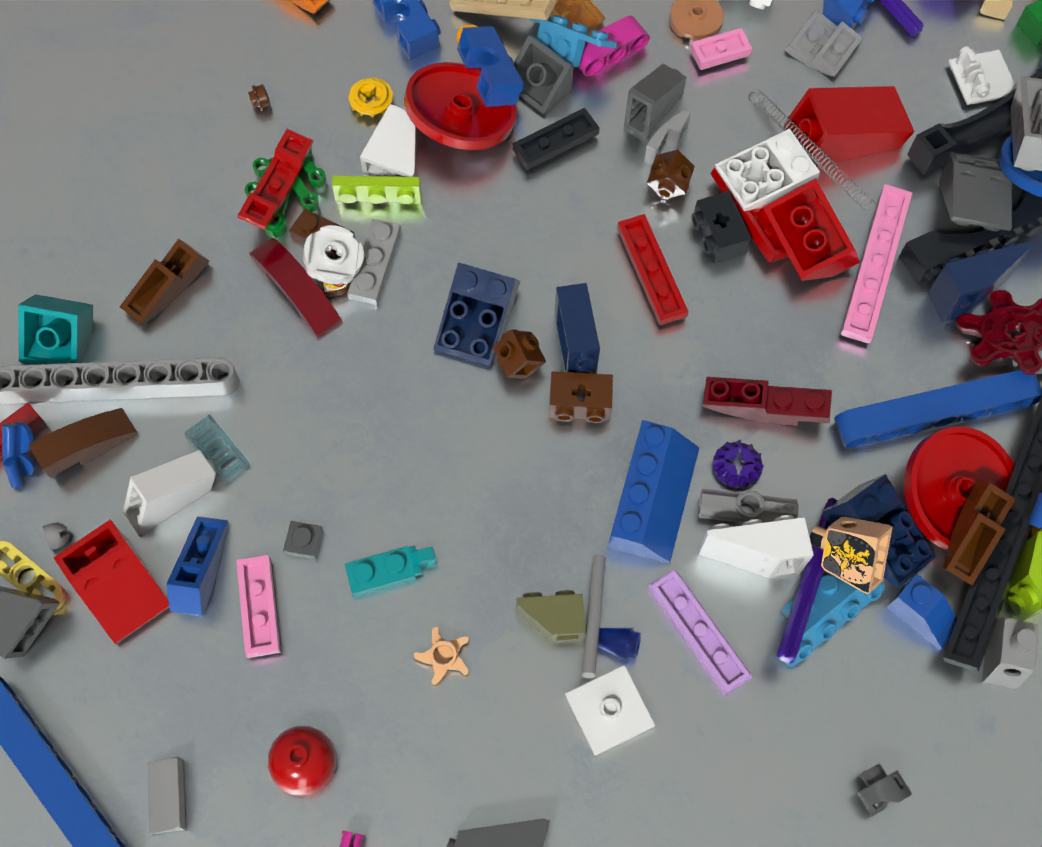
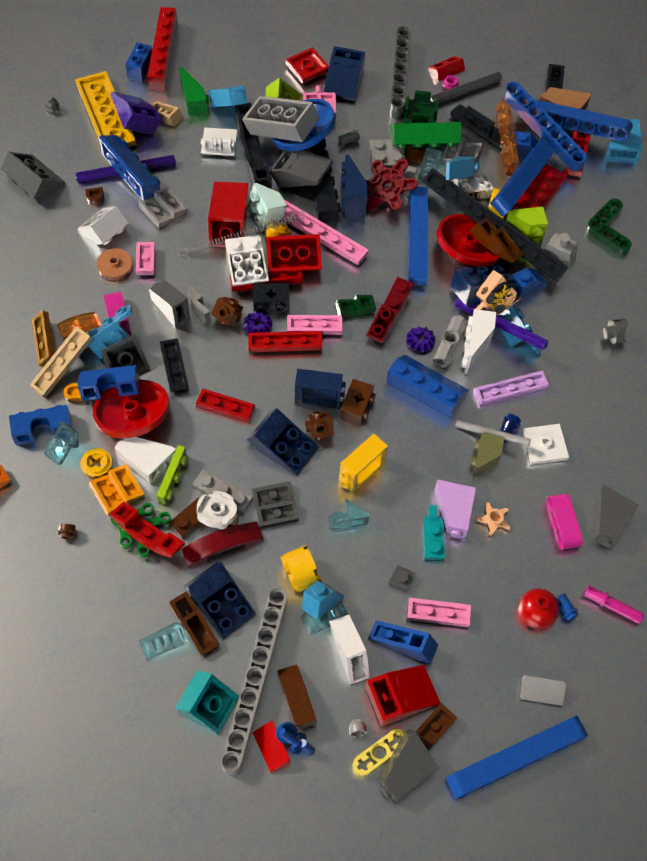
camera: 75 degrees left, 5 degrees down
(75, 642) = (435, 726): none -> reddish brown plate
(133, 255) = (175, 627): none -> clear light blue slope
(206, 303) = (219, 599): none -> dark blue slope
(233, 430) = (320, 599): none -> dark azure slope
(270, 390) = (302, 568): none -> yellow brick
(315, 806) = (567, 608): none -> blue pin
(338, 133) = (115, 488): none -> light orange slope
(375, 334) = (275, 504): none -> dark grey slope
(382, 45) = (61, 443): none -> clear light blue slope
(382, 438) = (353, 517): none -> clear light blue slope
(440, 588) = (455, 506): none -> lavender slope
(468, 426) = (362, 463): none -> yellow window
(468, 770) = (564, 521): none -> dark pink beam
(515, 225) = (225, 405): none -> red tile
(682, 230) = (249, 323): none -> dark purple gear
(700, 301) = (326, 323): none -> bright pink plate
(758, 352) = (356, 307): none -> dark green slope
(845, 205) = (282, 230): none -> yellow plate
(881, 166) = (265, 205): none -> light aqua slope

